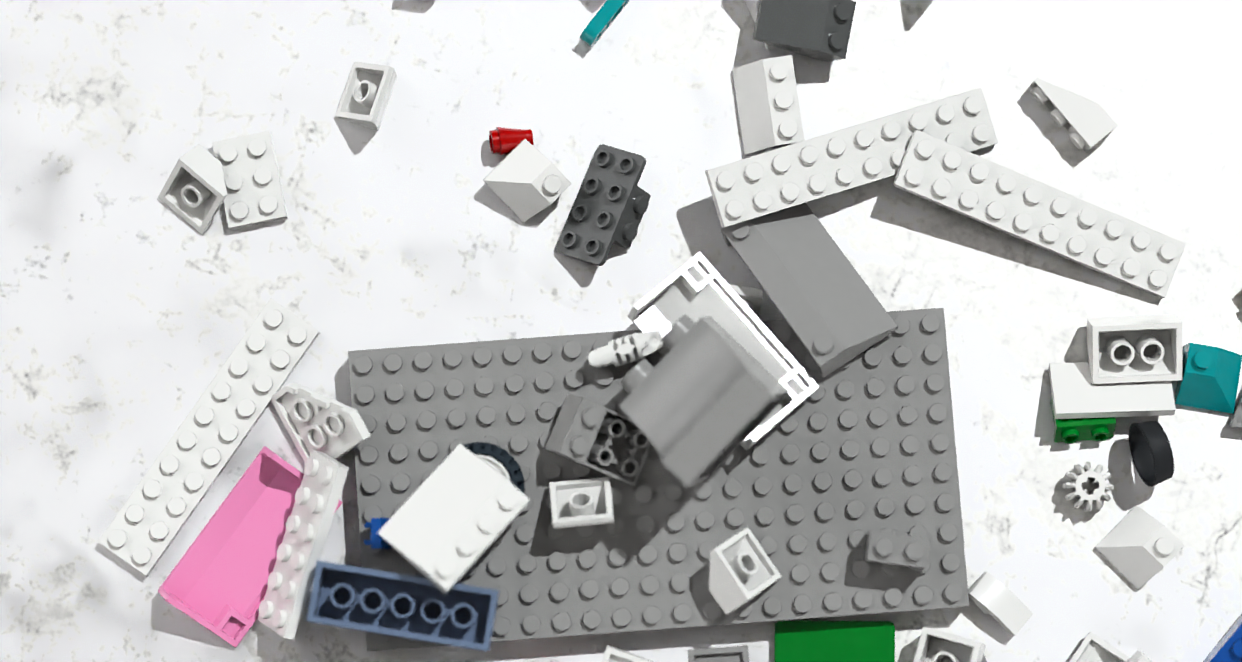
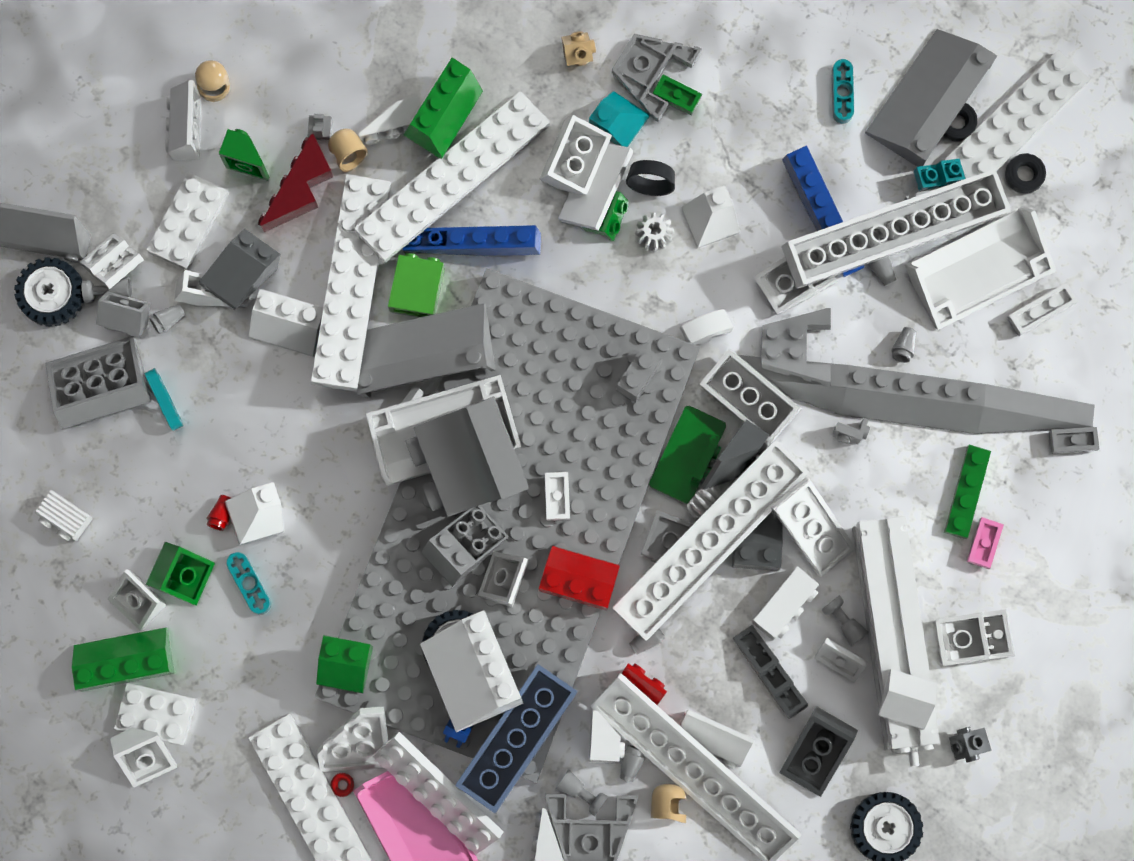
camera: 65 degrees left, 5 degrees down
(260, 423) = (335, 784): none -> red plate
(293, 112) = (122, 660): none -> green slope
(398, 367) = (343, 664): none -> green slope
(419, 129) = (180, 573): none -> green slope
(452, 190) = (239, 581): none -> teal beam
(606, 206) = (301, 467): dark grey bracket -> none
(623, 591) = (579, 578): none -> red slope
(627, 349) = (410, 495): white hinge -> none
(707, 520) = (557, 496): none -> white plate
(739, 571) = (603, 489): white slope -> none
(885, 235) = (416, 286): none -> bright green brick
(927, 39) = (295, 194): none -> dark red slope
(974, 282) = (478, 241): none -> blue slope
(1015, 67) = (345, 143): none -> tan helmet
(1024, 27) = (320, 126): none -> light grey tile
(1116, 165) = (445, 109): none -> green slope

